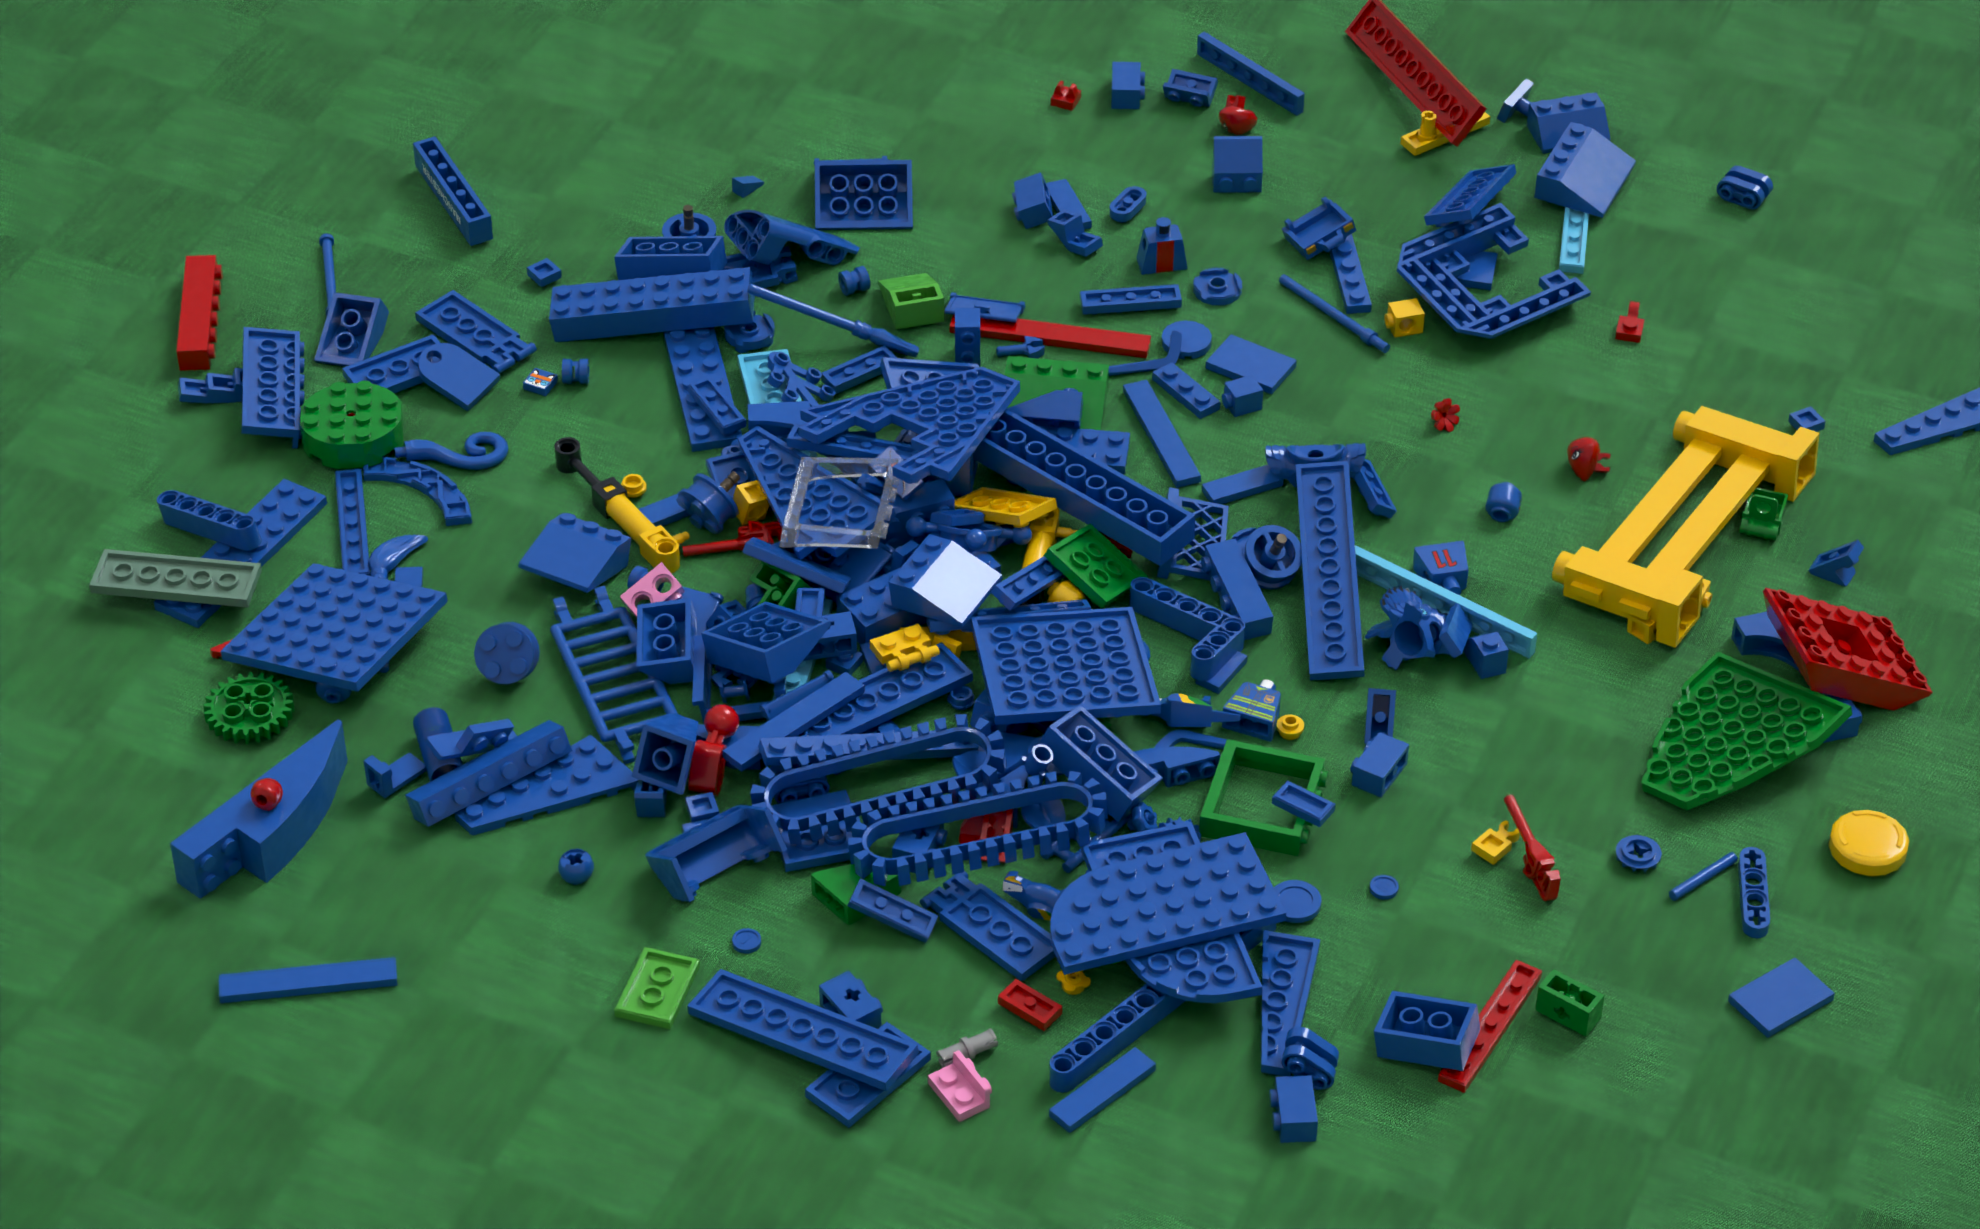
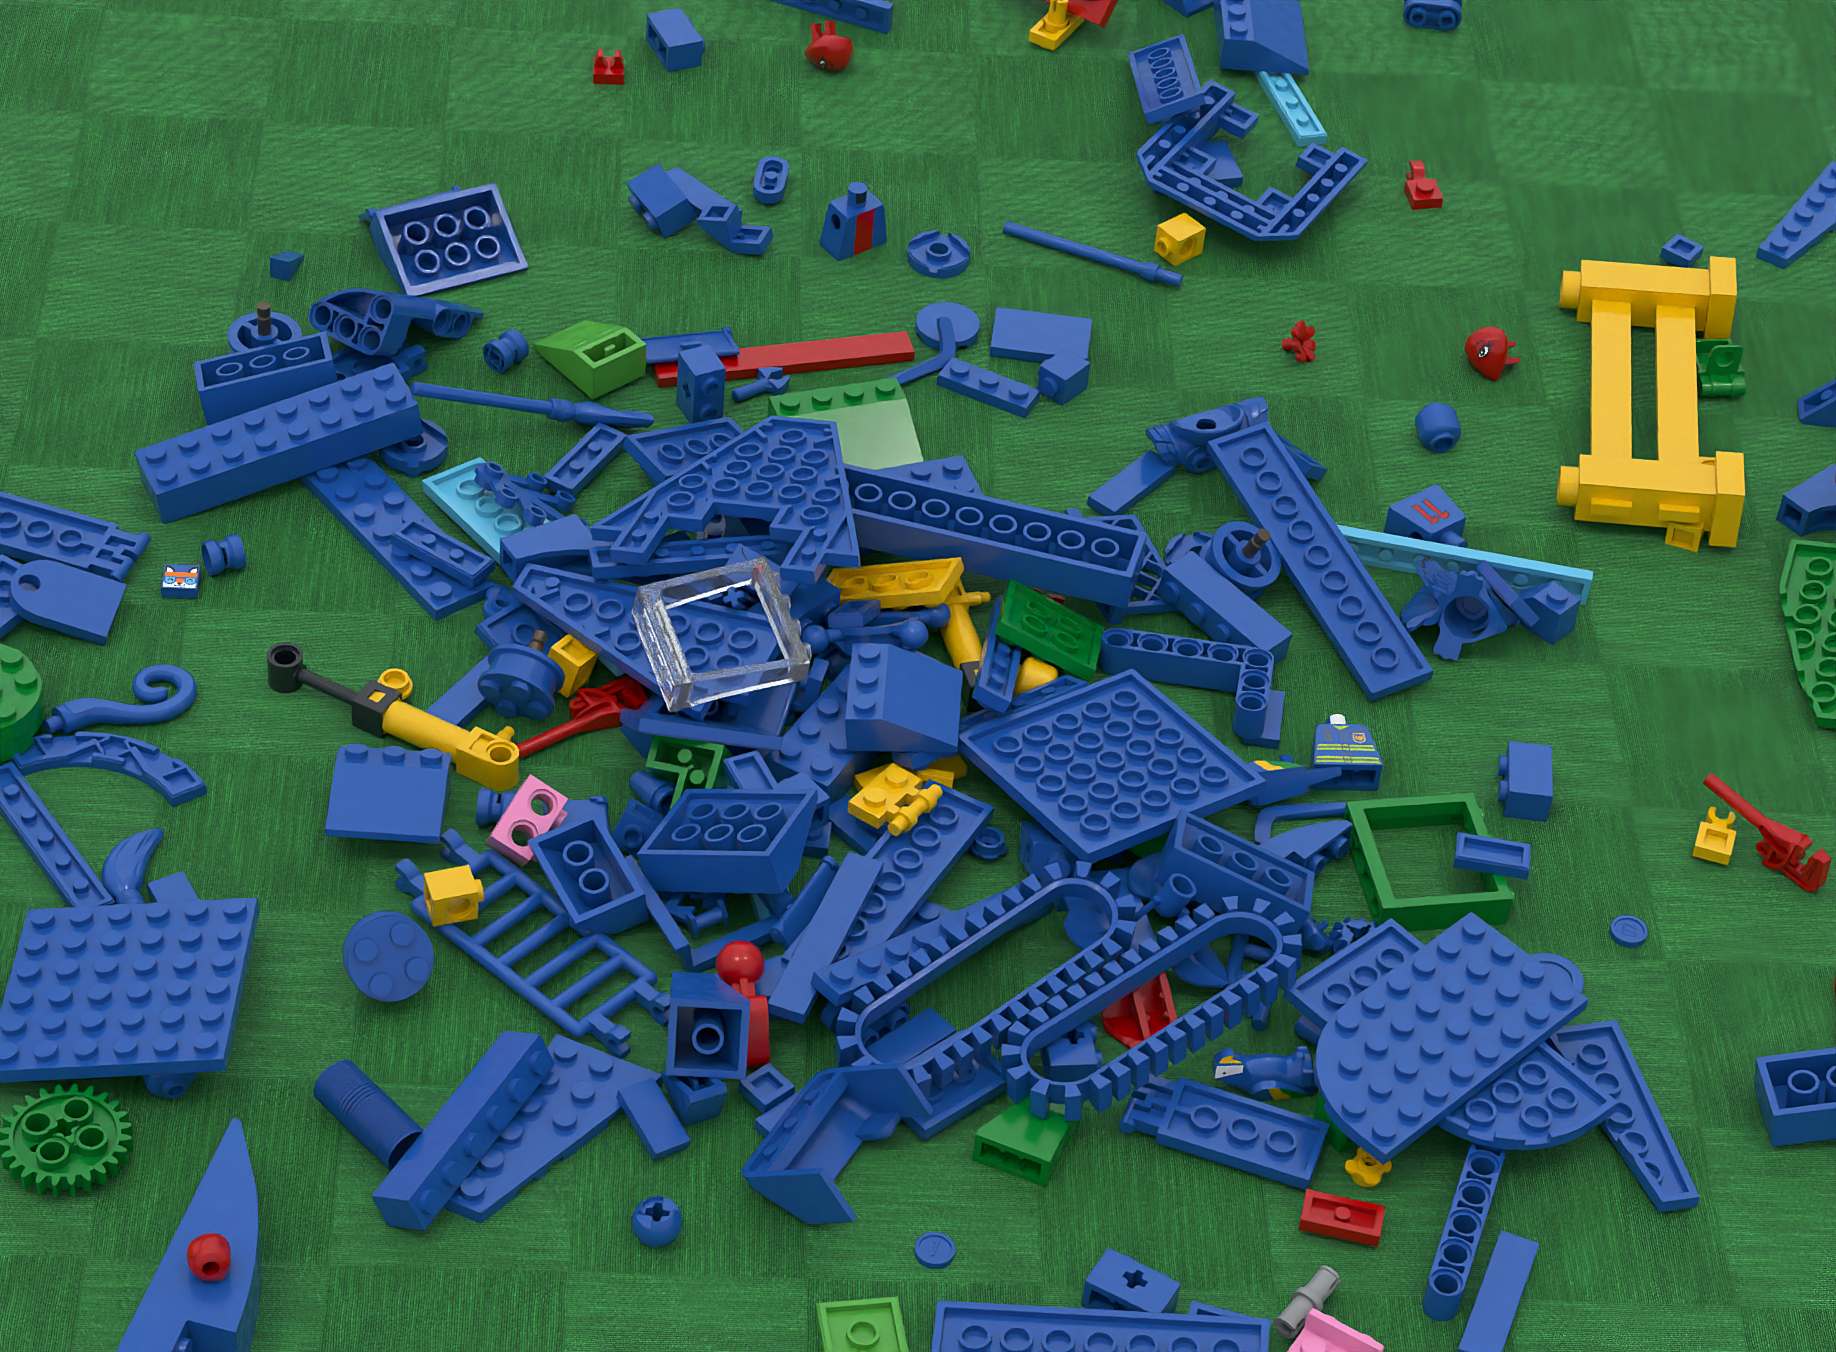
camera: 30 degrees left, 0 degrees up
(389, 778) = (326, 1175): blue bracket -> none
(473, 740) = (422, 1090): blue bracket -> none
(544, 272) = (96, 436): blue plate -> none
(572, 627) = (452, 895): none -> yellow brick
(616, 804) = (653, 1118): none -> blue tile
(892, 910) = (1102, 1149): blue tile -> none
(1054, 409) = (874, 445): blue slope -> none
(1130, 299) = (851, 293): blue plate -> none
(1161, 433) = (997, 447): blue tile -> none
(1190, 88) = (751, 27): blue bracket -> none
(1237, 164) = (874, 103): blue slope -> none
(1290, 726) = (1394, 765): yellow plate -> none
(1295, 1109) = (1737, 1245): blue brick -> none
(1310, 1055) = (1715, 1174): blue brick -> none
(1319, 229) = (1017, 158): blue piece -> none
(1350, 277) = (1064, 192): blue plate -> none
(1379, 713) = (1484, 719): blue slope -> none

